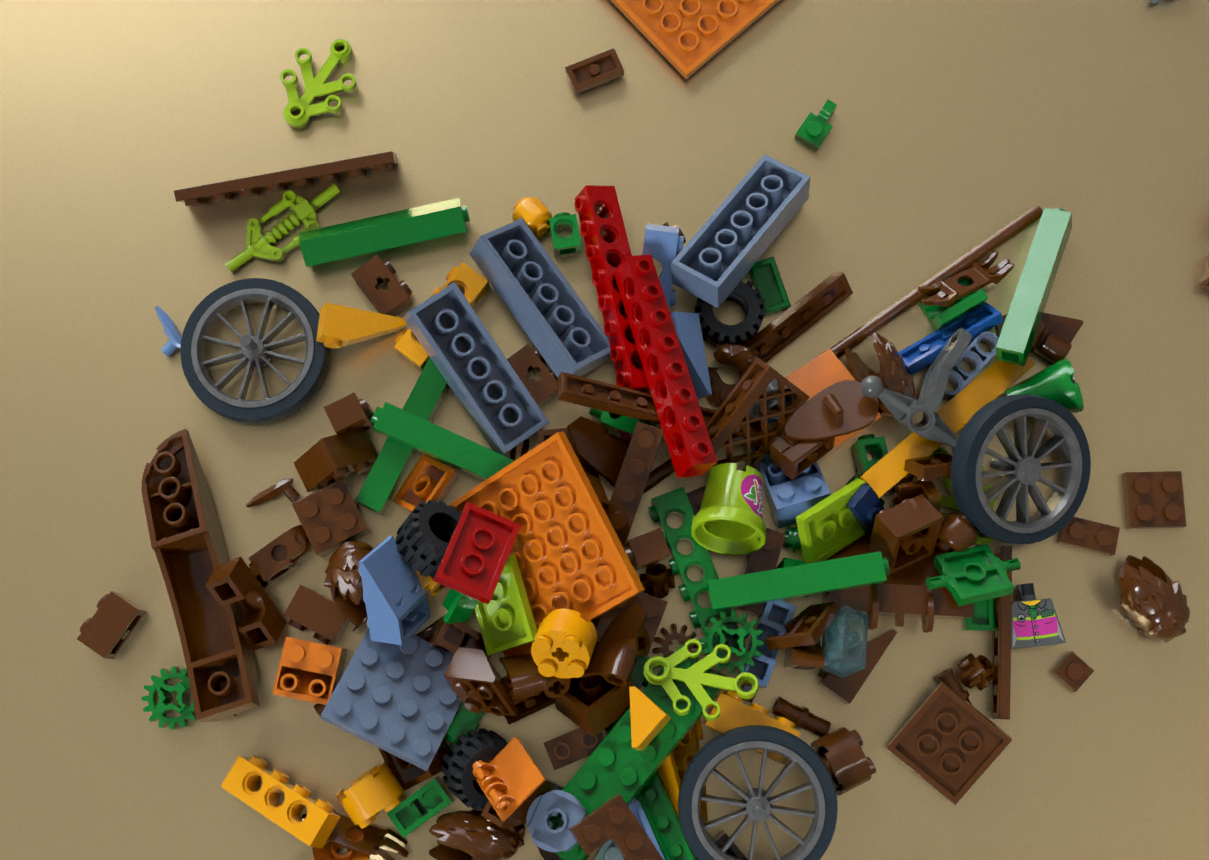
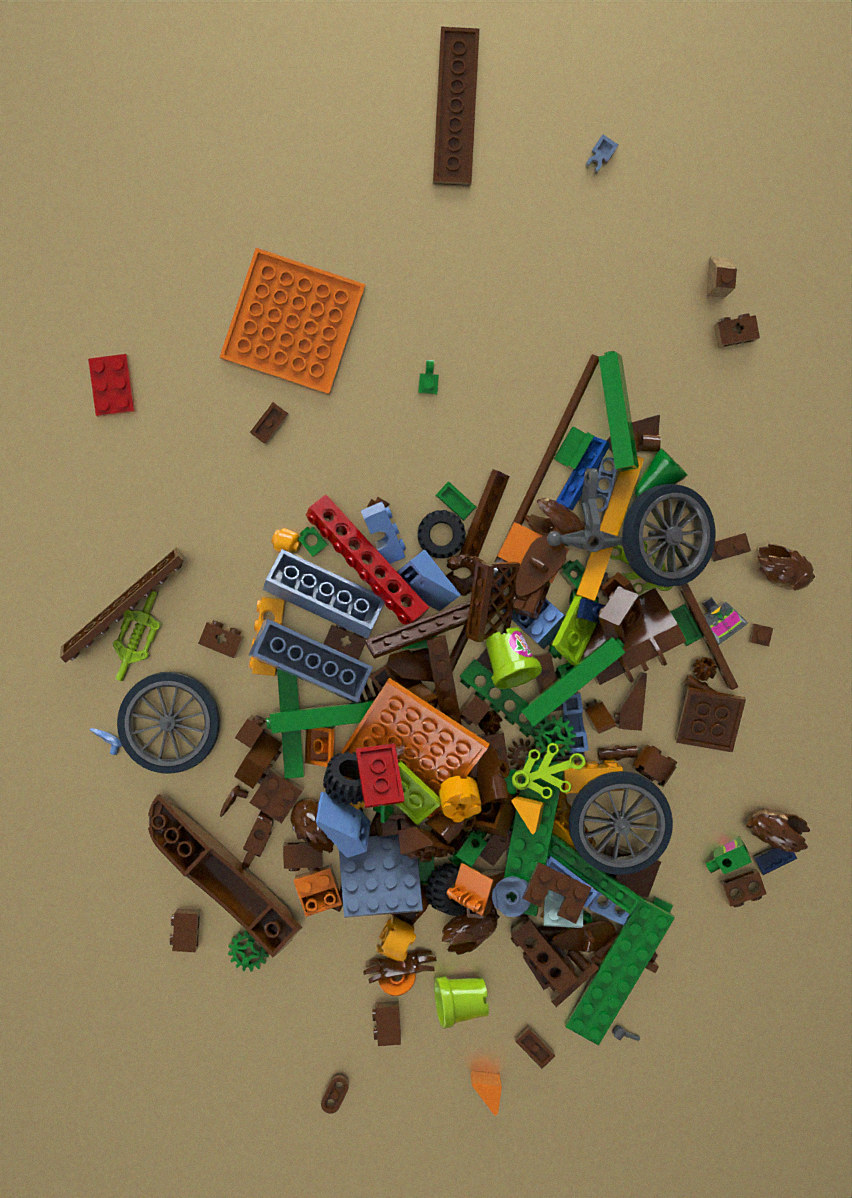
camera: 35 degrees left, 10 degrees up
(243, 782) = (320, 976): light orange brick -> none
(261, 619) = (247, 869): reddish brown arch -> none
(316, 86) = (99, 533): lime plant -> none
(348, 325) = (217, 678): light orange slope -> none
(383, 232) = (201, 604): green brick -> none
(420, 806) = (428, 929): green brick -> none
(537, 728) = (465, 852): none -> green torso
(664, 366) = (423, 597): red brick -> none
(740, 230) = (421, 481): sand blue brick -> none
(805, 628) = (593, 704): reddish brown wing -> none
(845, 642) = (619, 699): clear light blue brick -> none
(929, 467) = (614, 565): reddish brown plate -> none
(956, 533) = (650, 595): reddish brown head -> none
(973, 575) = (674, 616): green plate -> none
(977, 273) = (582, 421): reddish brown piece -> none
(1154, 500) = (757, 503): reddish brown plate -> none

